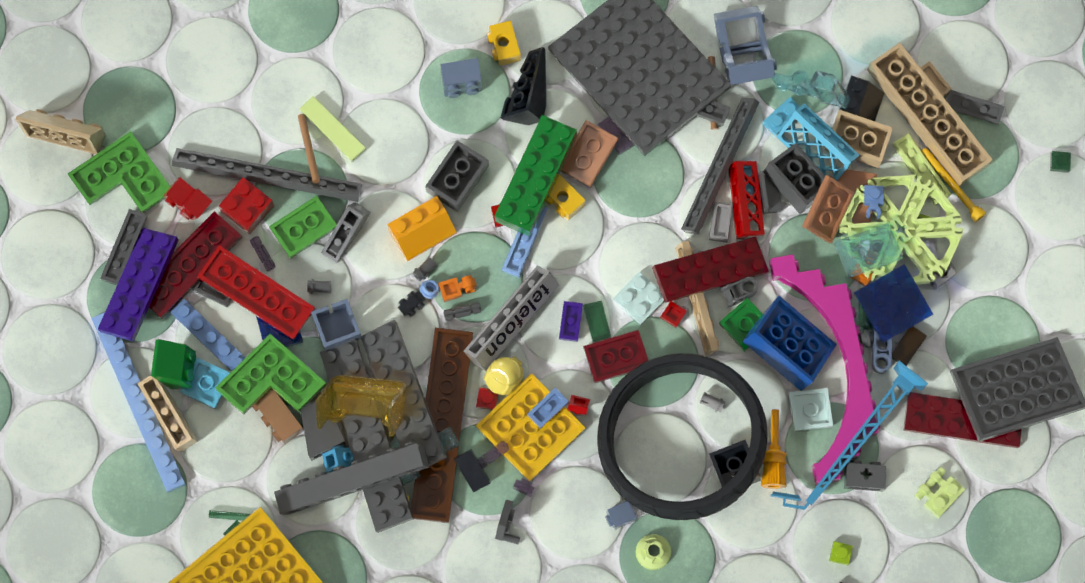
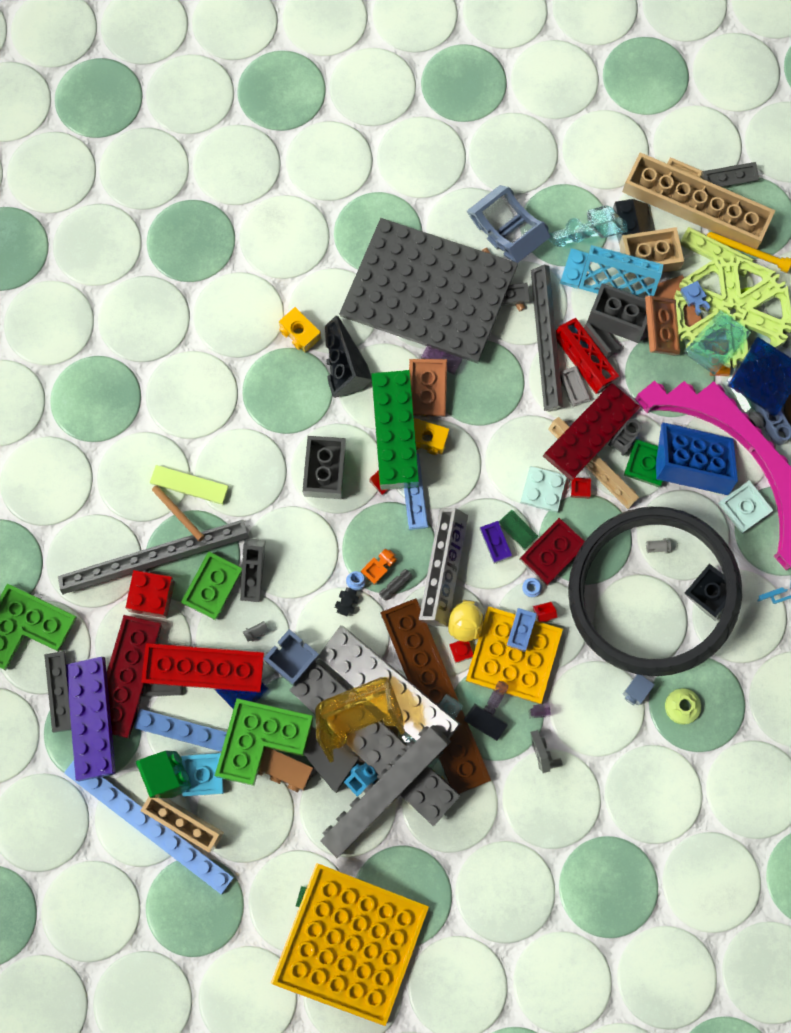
camera: 25 degrees left, 0 degrees up
(187, 199) = (98, 617): red brick -> none
(228, 515) = (291, 883): clear green bar -> none
(262, 253) = (188, 629): clear purple axle -> none
(421, 228) = (318, 530): light orange slope -> none
(424, 269) = (341, 565): dark grey pin -> none
(461, 78) = (279, 379): sand blue piece -> none
(582, 372) = (532, 581): none -> light blue plate
(775, 459) = (750, 579): light orange piece -> none

